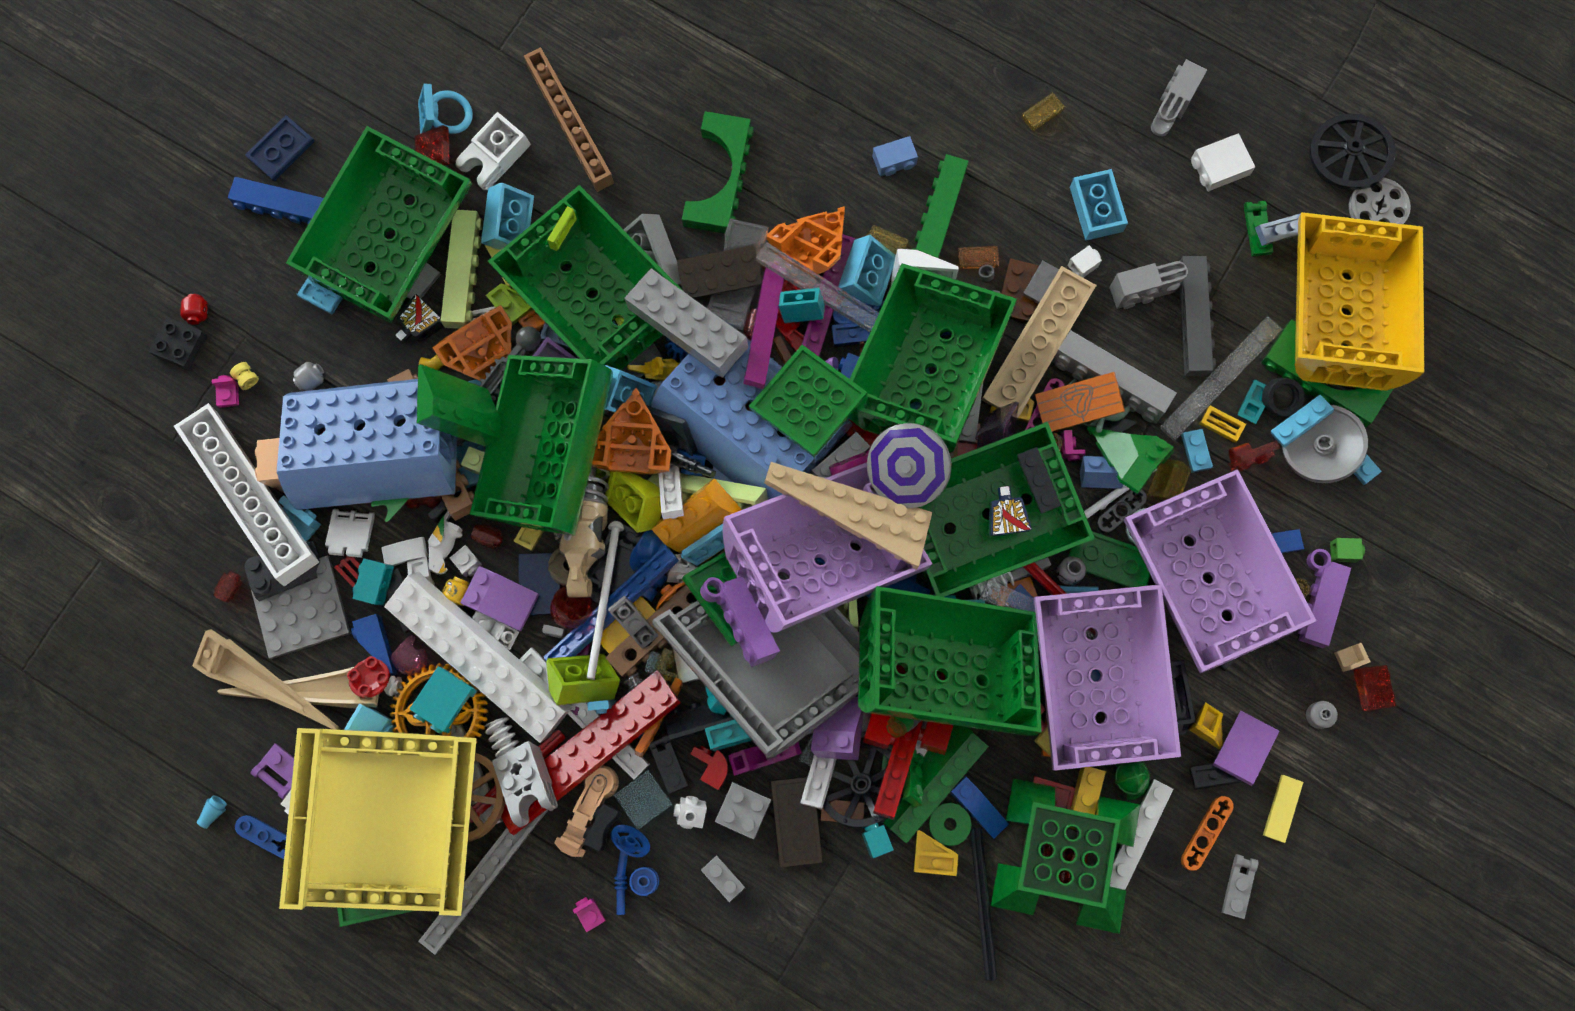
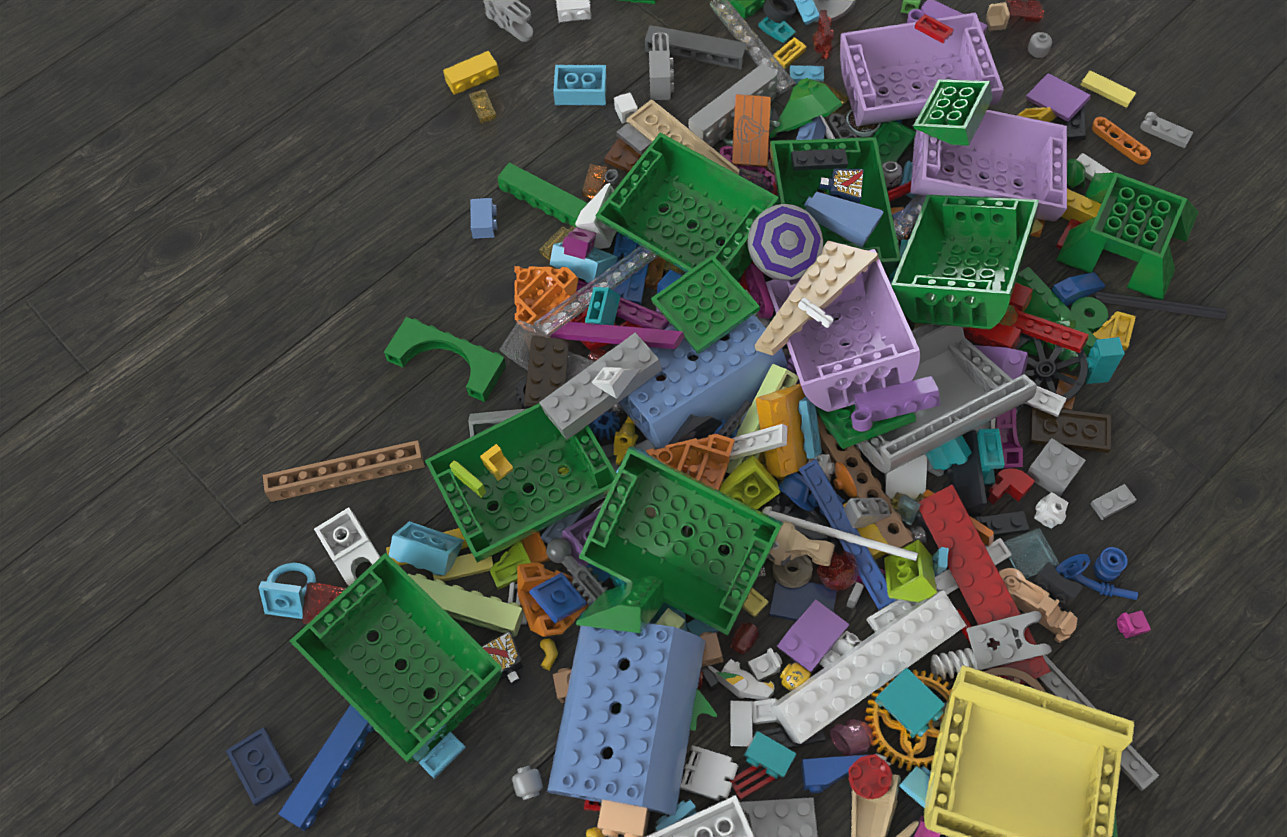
camera: 75 degrees left, 15 degrees down
(477, 351) = (558, 597): none -> blue tile
(585, 250) = (496, 462): none -> yellow panel
(682, 329) = (614, 380): none -> white slope
(820, 514) = (815, 312): none -> white axle
(874, 259) = (579, 243): none -> magenta brick
(966, 525) = (844, 217): none -> medium blue slope
(1083, 85) = (471, 72): none -> yellow brick
(1145, 617) = (955, 110): none -> green slope
(1267, 590) = (934, 28): none -> red tile

